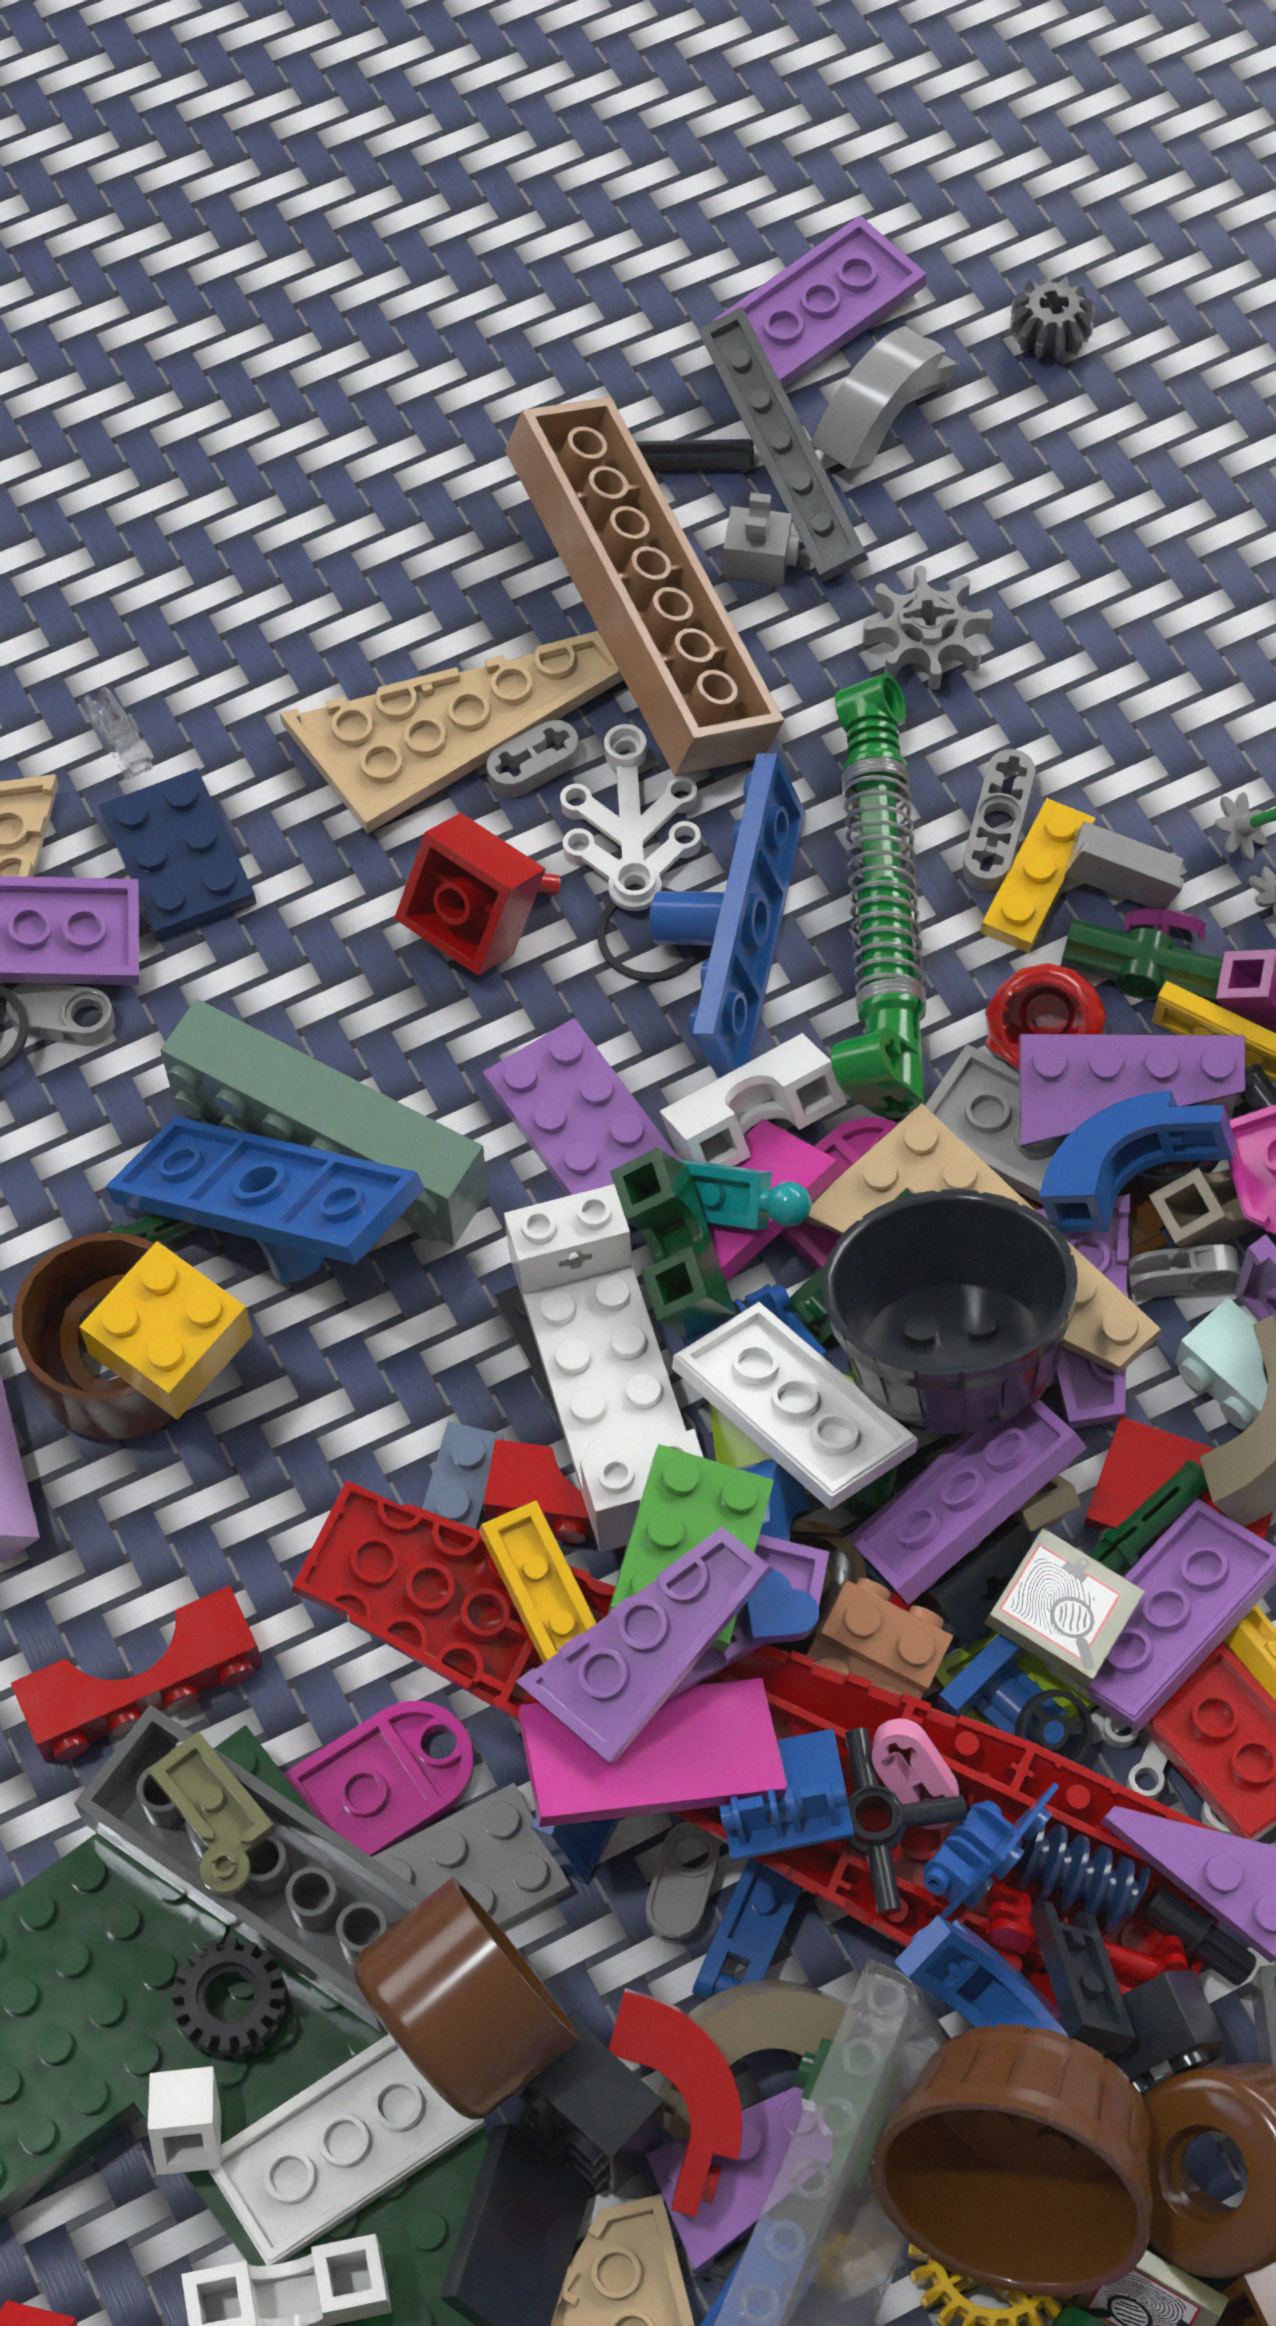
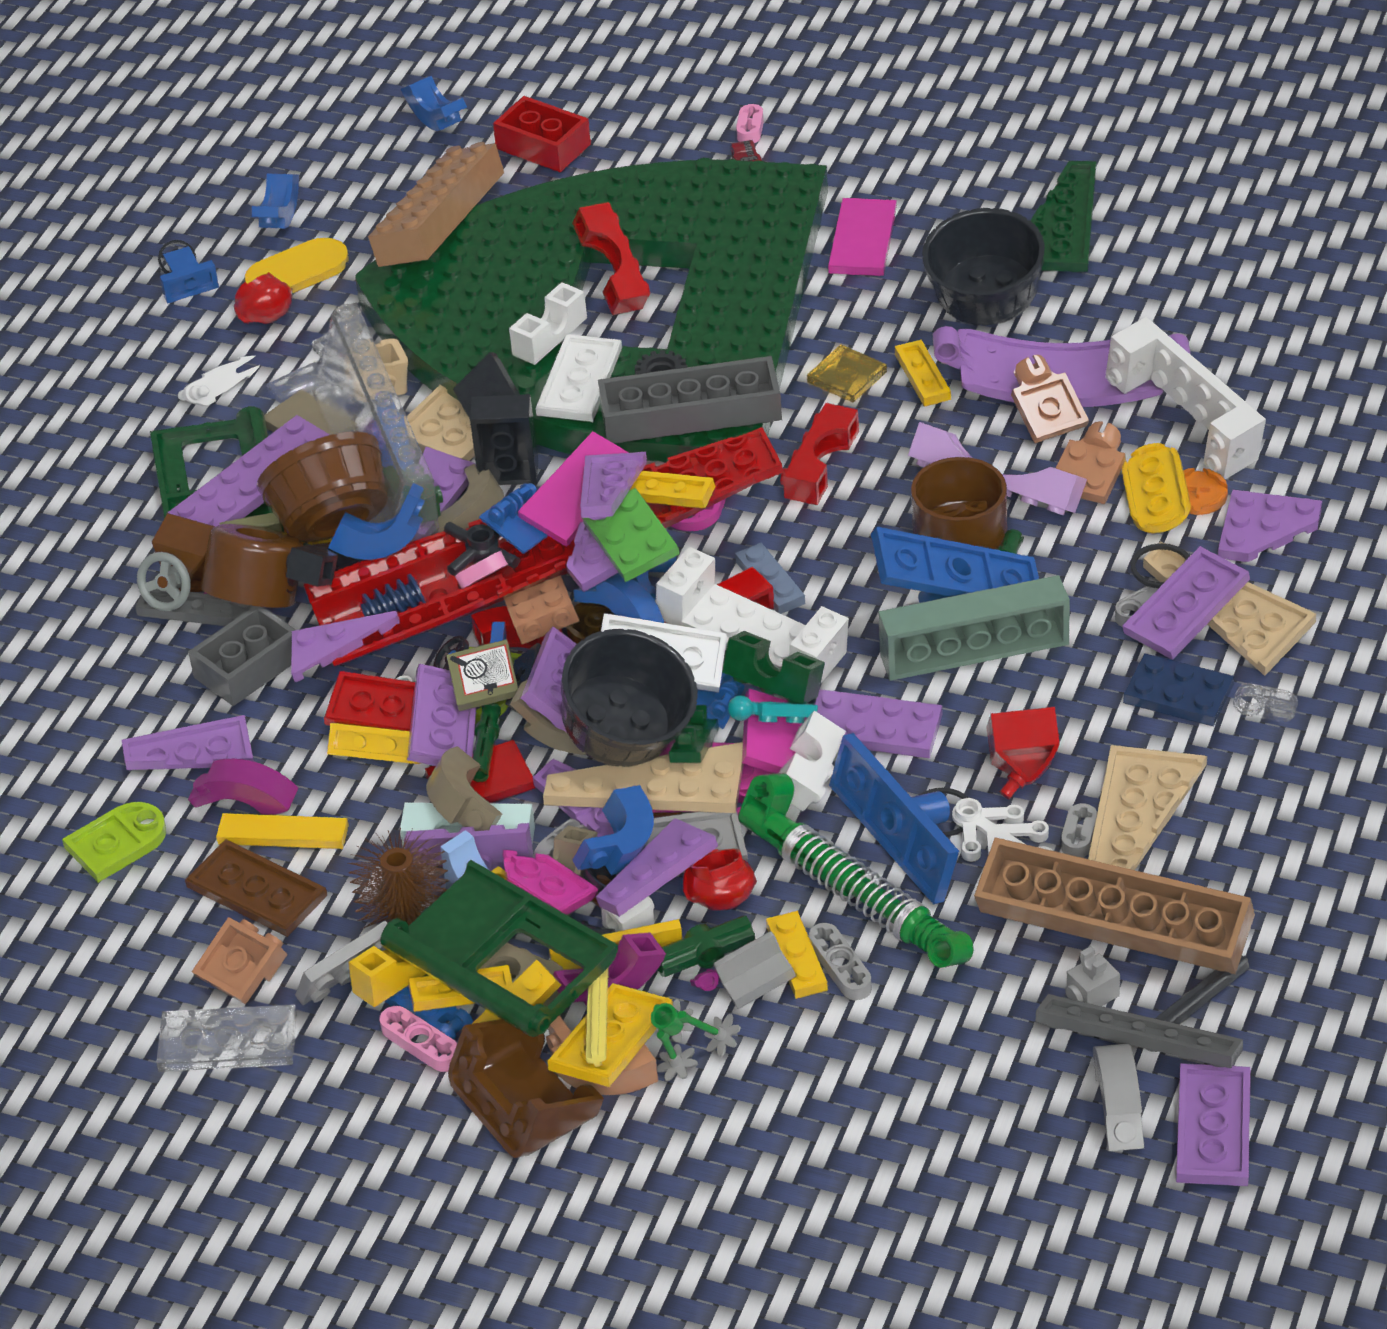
camera: 140 degrees right, 20 degrees down
(166, 1330) = (921, 484): yellow brick -> none
(184, 2120) = (635, 335): white brick -> none
(215, 1809) = (717, 376): olive hinge -> none
(462, 2002) = (550, 394): reddish brown piece -> none
(683, 2051) = (478, 459): red arch -> none
(779, 1612) = (578, 544): blue tile -> none
(927, 627) = (968, 1009): light grey gear -> none
(981, 1847) = (430, 563): blue hinge -> none
(1012, 1929) = (397, 569): red hinge -> none
(1052, 318) = (1087, 1204): flat silver gear -> none
(1082, 1979) = (354, 549): black hinge -> none

